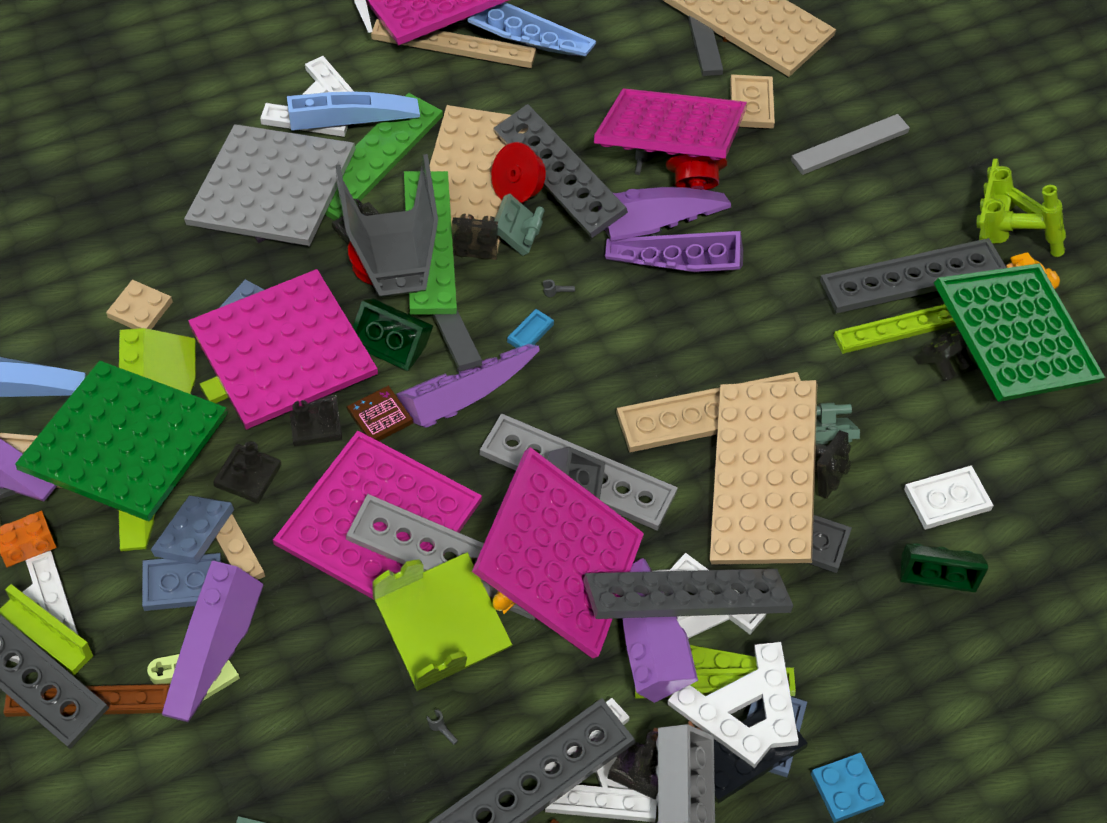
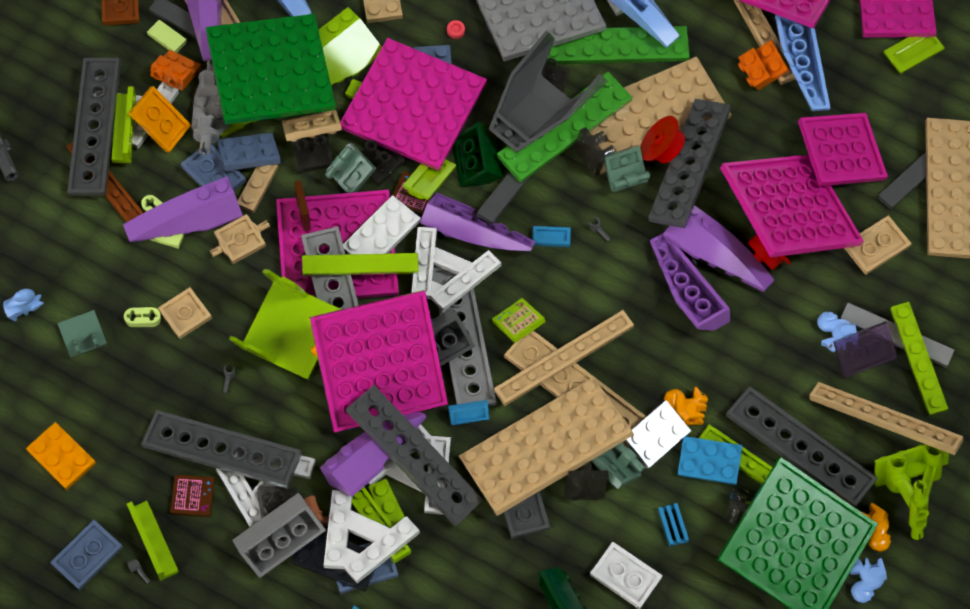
camera: 55 degrees right, 10 degrees up
(72, 588) = (159, 119): none -> light orange plate
(105, 532) = (207, 111): none -> light grey plate
(219, 451) = (311, 125): none -> tan plate
(231, 265) = (455, 29): none -> coral tile
(286, 606) = (240, 239): none -> tan plate
(287, 765) = (142, 317): none -> yellowish green beam
(304, 447) = (350, 169): none -> sand green plate
(312, 512) = (302, 205): none -> reddish brown tile
(326, 720) = (185, 313): none -> tan plate
(380, 391) = (426, 180): none -> lime piece
(403, 466) = (383, 229): none -> white plate
(427, 504) = (360, 264): none -> lime tile
(468, 441) = (467, 273): none -> white plate
(503, 64) = (762, 65): none -> orange plate
(602, 412) = (518, 320): none -> lime tile
(639, 62) = (842, 149): none -> dark pink plate
(669, 519) = (469, 412): none -> dark azure tile
(678, 399) = (563, 358): none -> tan plate
(806, 337) = (688, 409): none -> light orange animal
(819, 176) = (838, 327): none -> light blue animal
(819, 365) = (657, 434): none -> white plate
(852, 170) = (865, 349): none -> clear purple tile
(874, 353) = (710, 460): none -> dark azure plate
(889, 141) = (919, 358): none -> lime plate
(919, 423) = (668, 509): none -> dark azure tile
(938, 191) = (886, 418): none -> tan plate
(1082, 306) = (871, 579): none -> light blue animal

